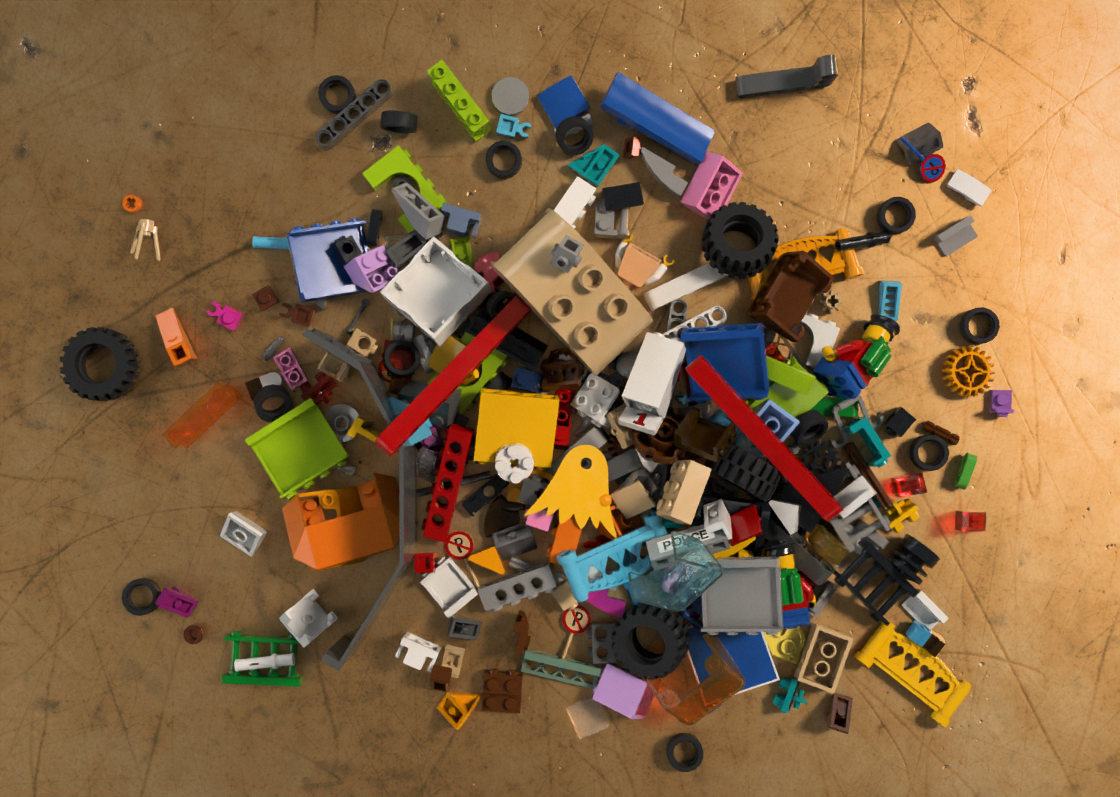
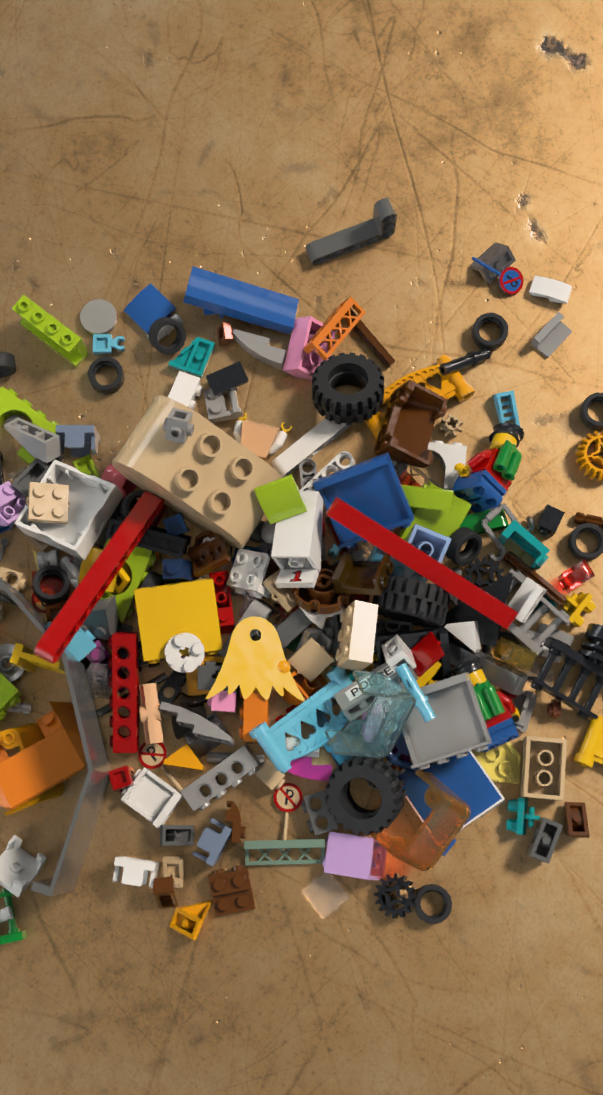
camera: 10 degrees left, 10 degrees down
(417, 280) = (48, 503): none -> tan plate
(467, 509) = (150, 713): none -> light nougat piece
(497, 644) = (213, 842): none -> sand blue panel
(513, 536) = (201, 727): none -> light grey slope
(535, 334) = (175, 525): none -> blue panel
(645, 343) = (280, 499): none -> lime slope
(647, 742) = (391, 903): none -> black gear
(723, 558) = (411, 685): none -> medium azure pin
(738, 169) = (329, 325): none -> orange fence
(773, 188) = (373, 342): none -> reddish brown axle
(805, 723) = (544, 840): none -> dark grey brick
(850, 604) = (554, 709): none -> copper plate

